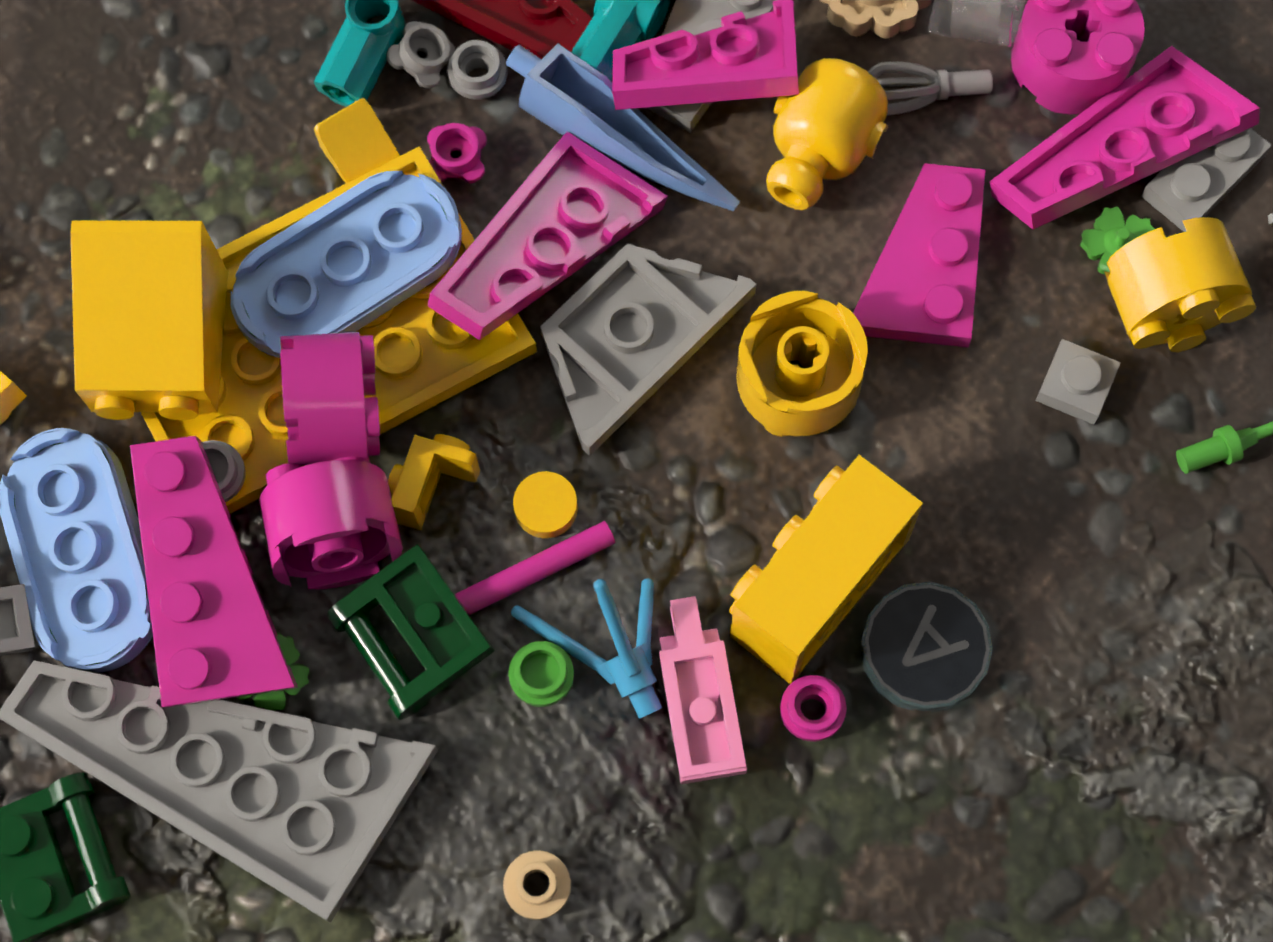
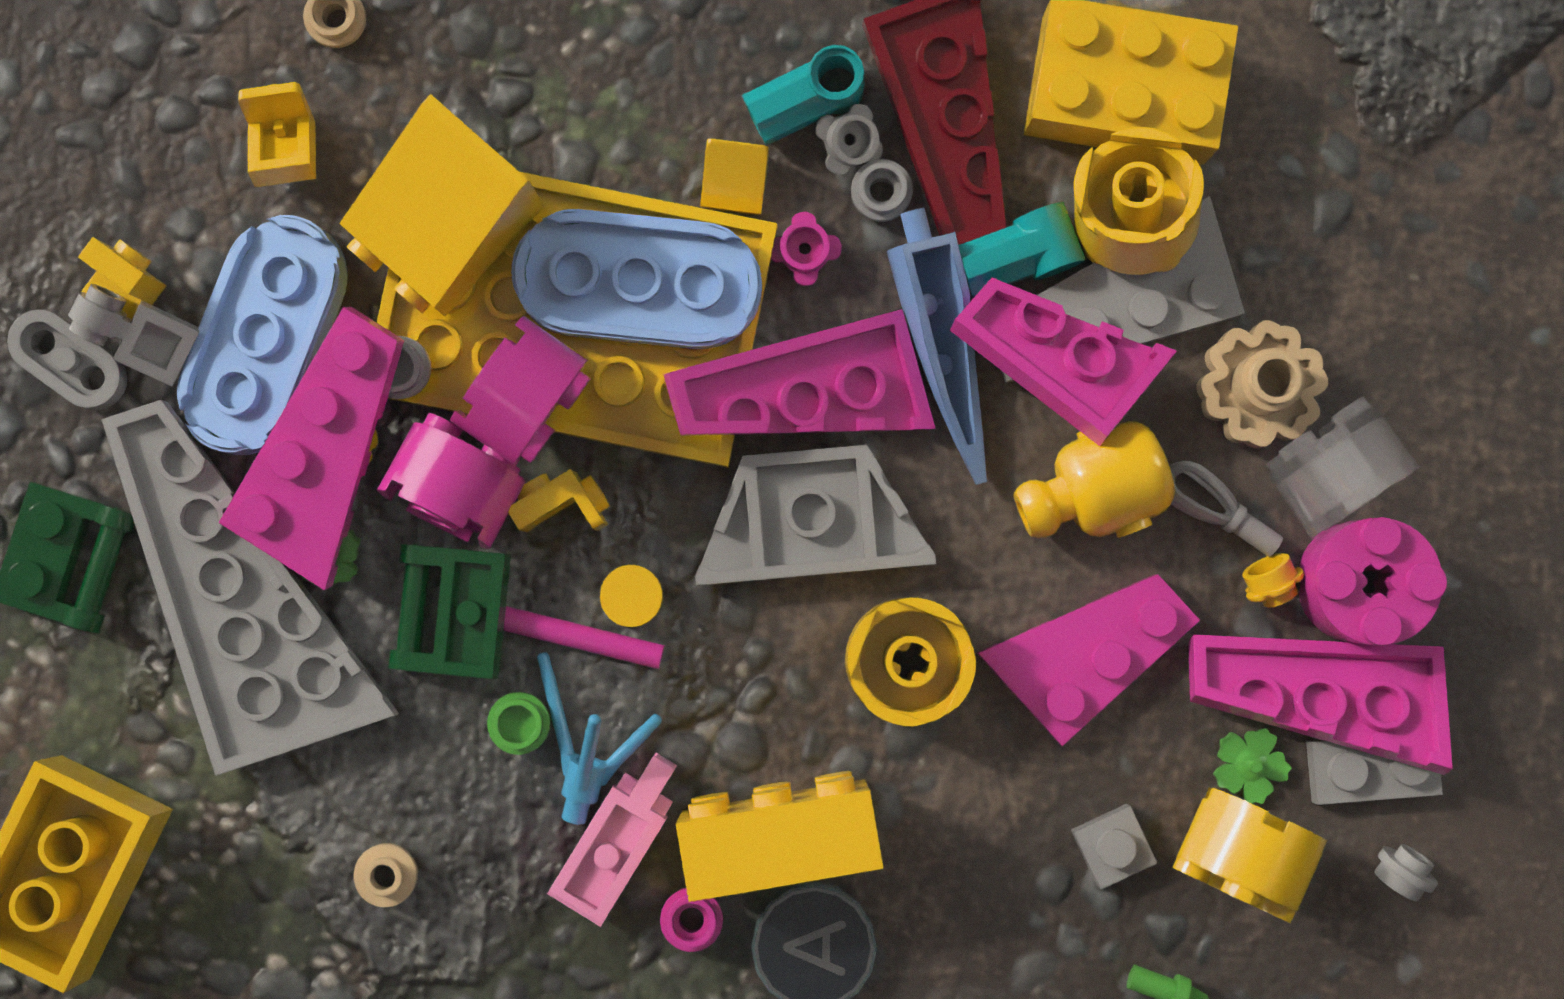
camera: 40 degrees right, 15 degrees up
(1010, 101) = (1272, 580): none -> yellow plate

